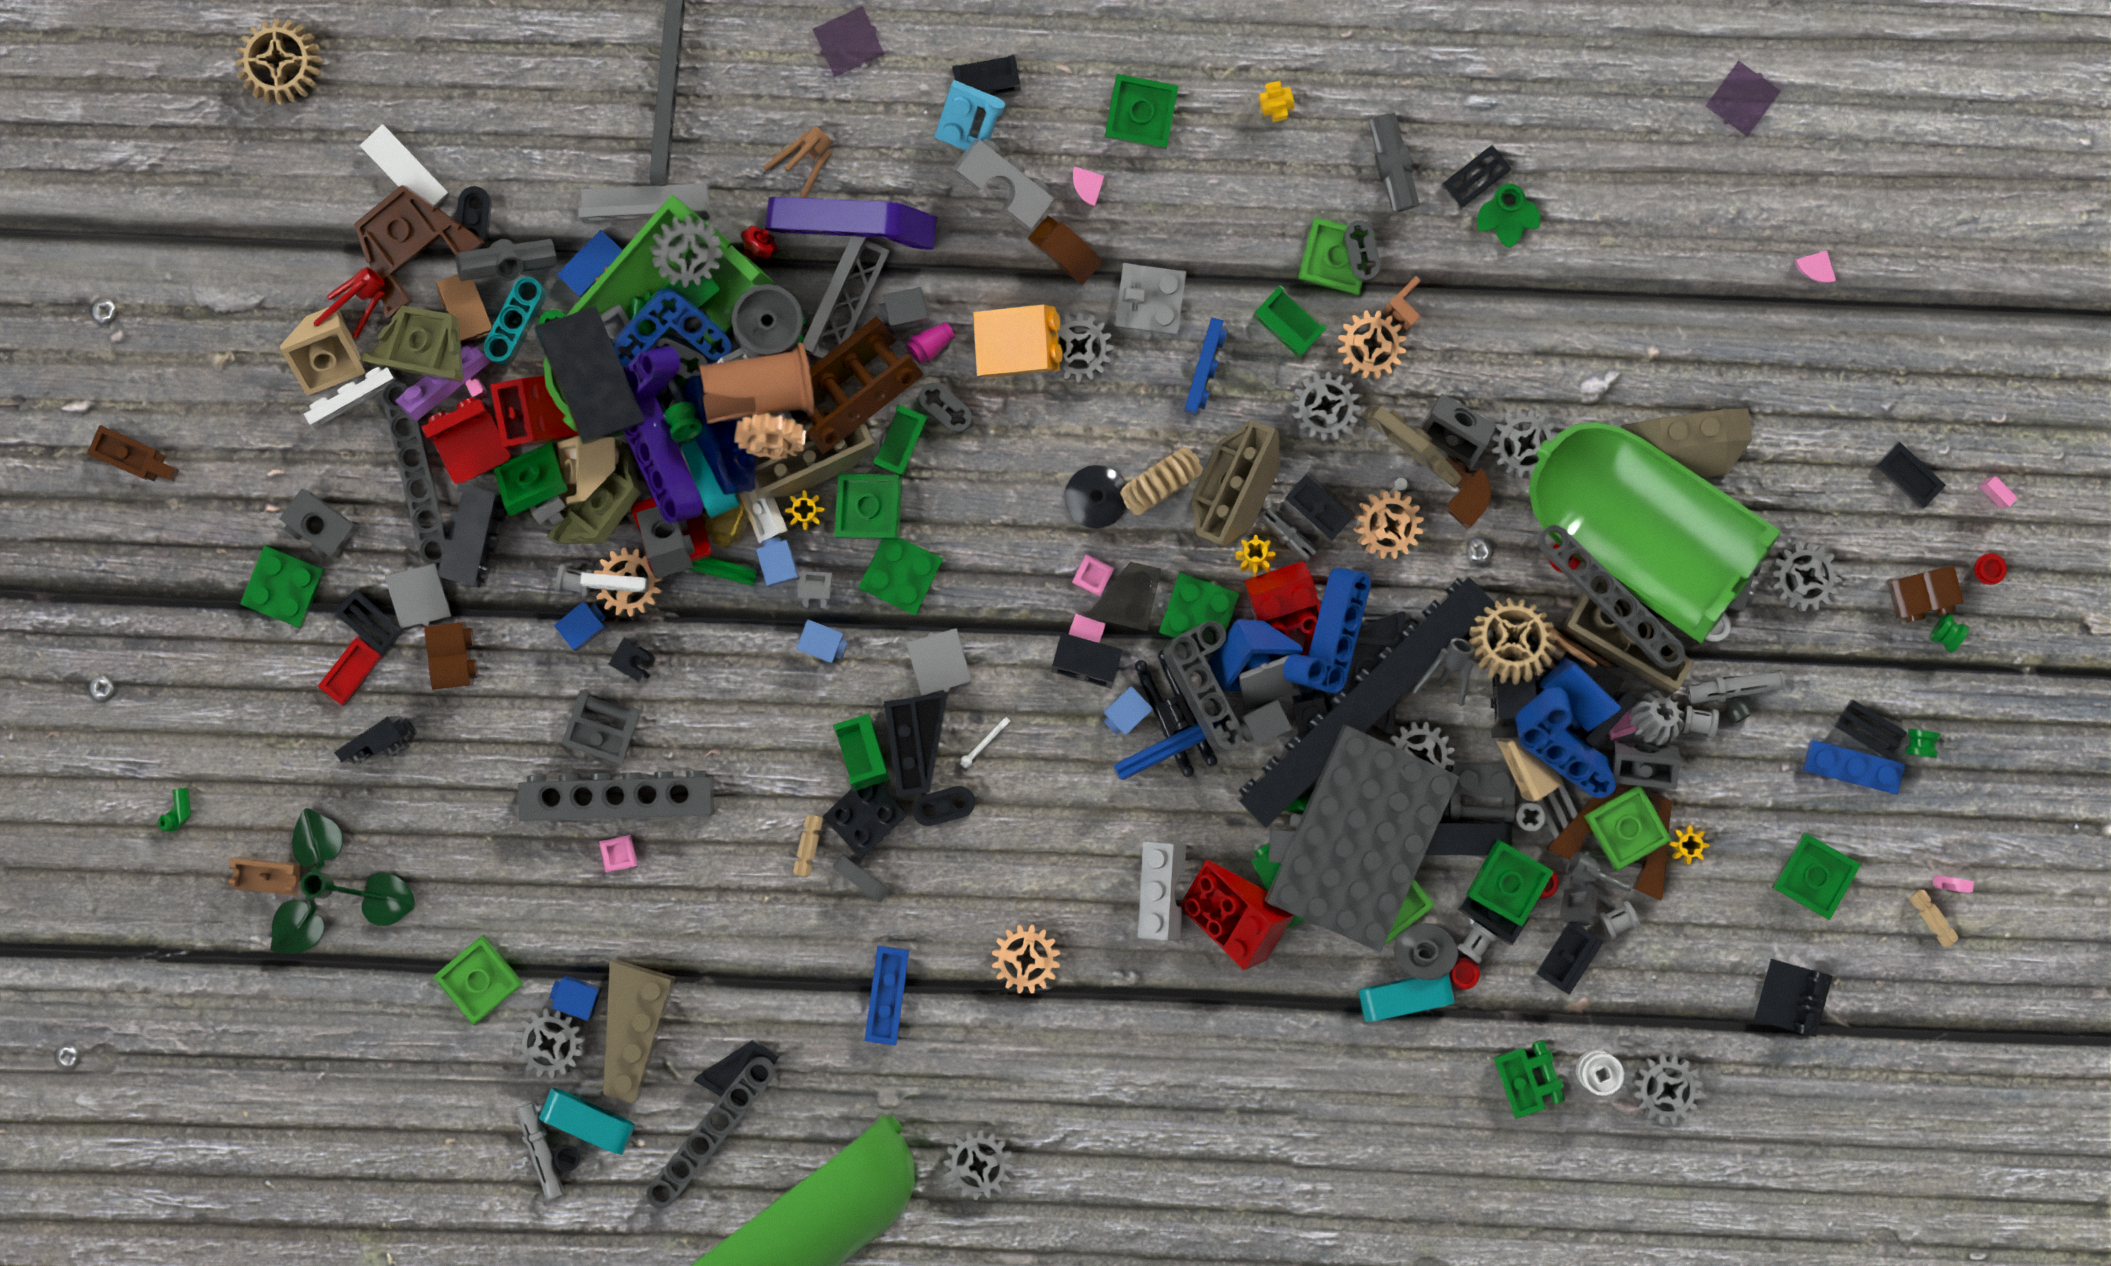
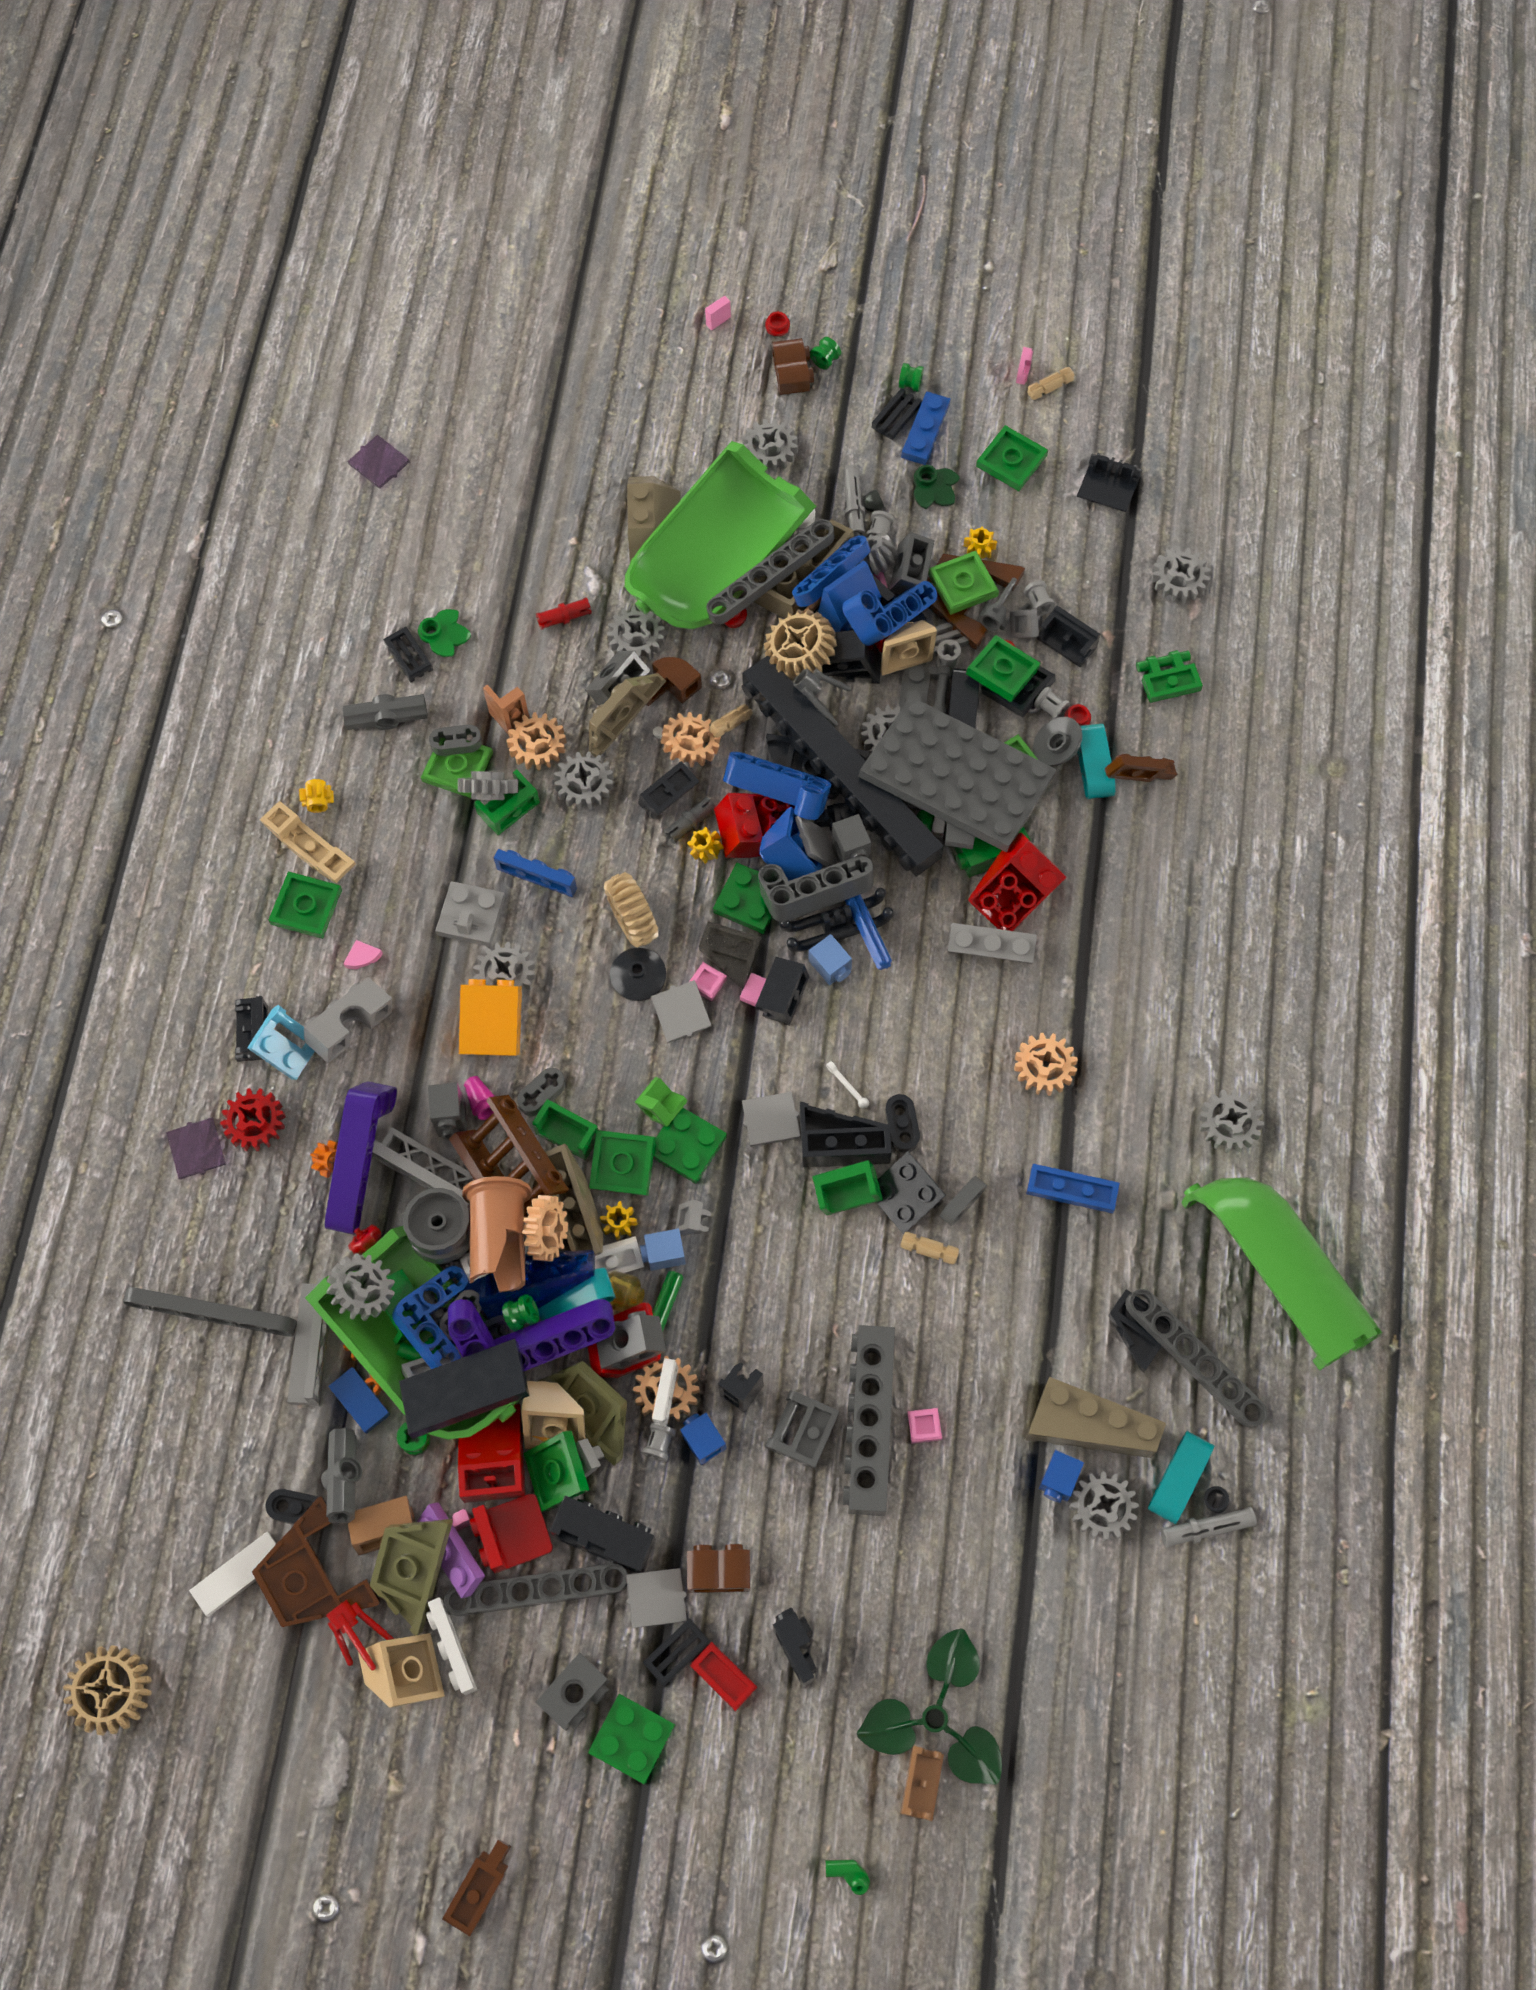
camera: 85 degrees left, 20 degrees down
(478, 980) = (1038, 1574): bright green tile -> none
(514, 337) = (391, 1465): teal beam -> none
(812, 144) = (284, 1184): medium nougat plant -> none
(822, 642) = (741, 1216): medium blue brick -> none
(844, 186) = (324, 1158): none -> orange gear
(869, 91) = (256, 1107): none -> red gear
(941, 541) = (660, 1102): none -> bright green panel
(1053, 550) = (681, 1011): none -> light grey piece
(1065, 249) = (412, 971): reddish brown brick -> none
(1216, 102) = (306, 843): none -> tan slope
(1236, 482) = (639, 851): dark tan wedge -> none
(1300, 298) = (487, 785): none -> light grey gear
(1398, 1054) = (1141, 768): none -> reddish brown hinge
(1417, 568) = (730, 720): none -> tan axle
(1546, 354) = (563, 613): none -> red pin
(1599, 1072) = (1165, 620): white wheel -> none
(1615, 672) = (831, 569): none -> blue beam
(1764, 787) = (936, 489): none -> dark green plate
(1816, 267) = (523, 420): bright pink tile -> none
(1910, 475) = (697, 371): black tile -> none

